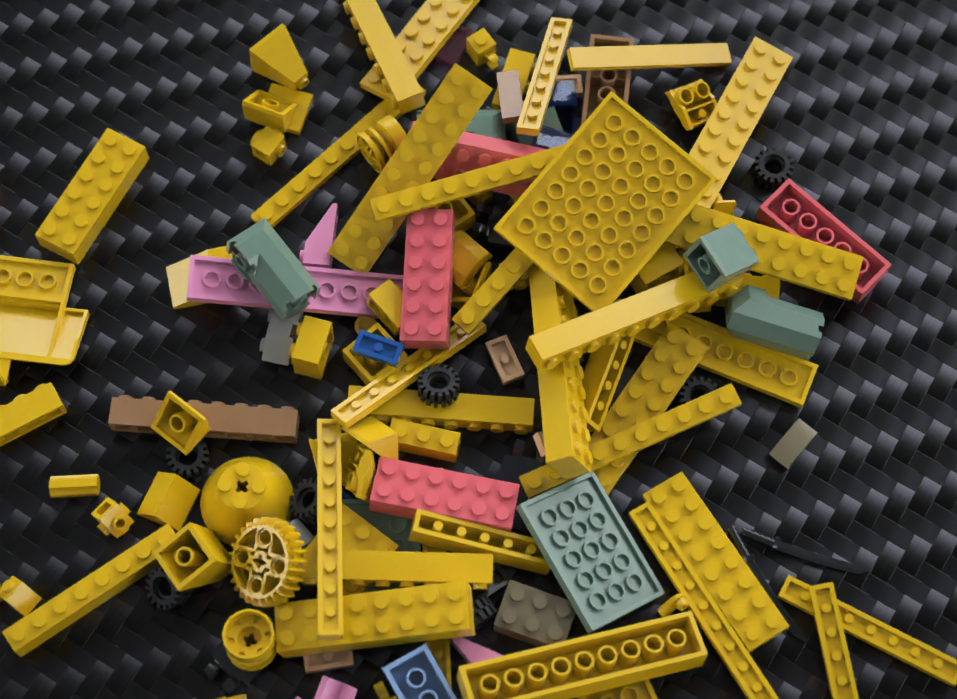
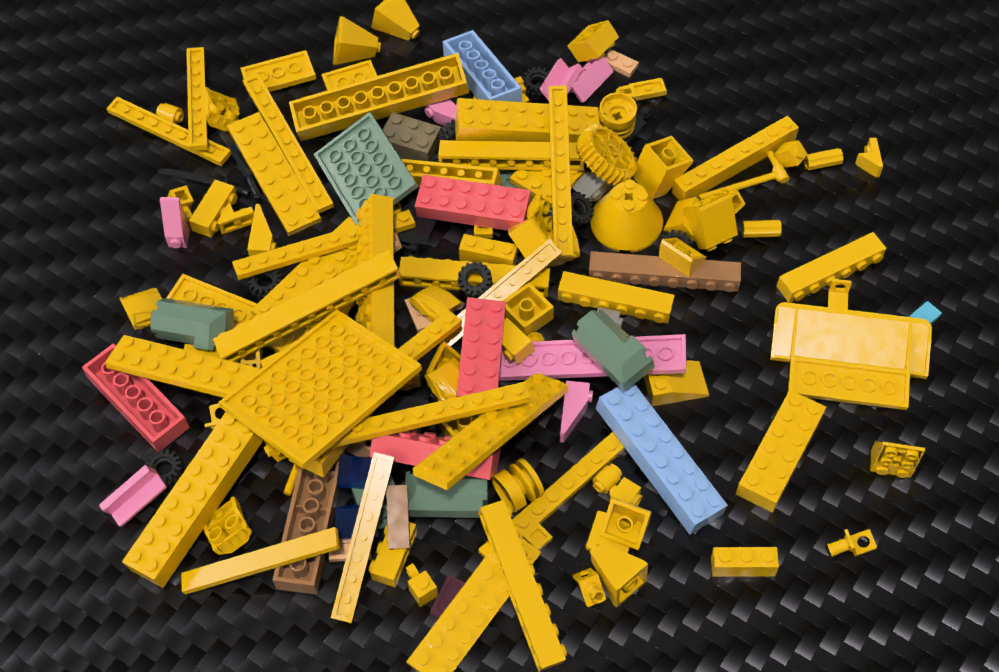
camera: 175 degrees left, 10 degrees down
(33, 101) = (850, 543): none -> yellow bracket
(39, 574) = (777, 173): none -> yellow bar
(139, 479) = (712, 220): none -> yellow slope
(148, 78) = (744, 561): none -> yellow brick
(223, 172) = (661, 457): none -> light blue brick
(266, 382) = (615, 296): none -> yellow brick
(287, 162) = (607, 478): none -> yellow brick
(310, 51) = (590, 587): none -> yellow bracket
(312, 347) = (578, 305): yellow brick -> none
(363, 102) = (538, 537): none -> yellow plate
(378, 348) = (524, 301): blue plate -> none
(483, 364) = (435, 301): none -> yellow slope
(676, 602) = (308, 146): yellow arm -> none
(713, 460) = (260, 235): none -> yellow slope
(720, 256) = (226, 341): sand green slope -> none
(755, 485) = (232, 220): none -> yellow slope
(782, 502) = (211, 208): none -> yellow brick
(793, 443) = (194, 251): dark tan slope -> none
(797, 132) = (133, 495): none -> bright pink panel
(803, 662) = (220, 109): none -> yellow slope
(825, 464) = (174, 222): none -> bright pink slope
(827, 505) = (185, 199): none -> yellow brick
(841, 361) = (140, 306): none -> yellow slope
(874, 658) = (170, 113): none -> yellow brick

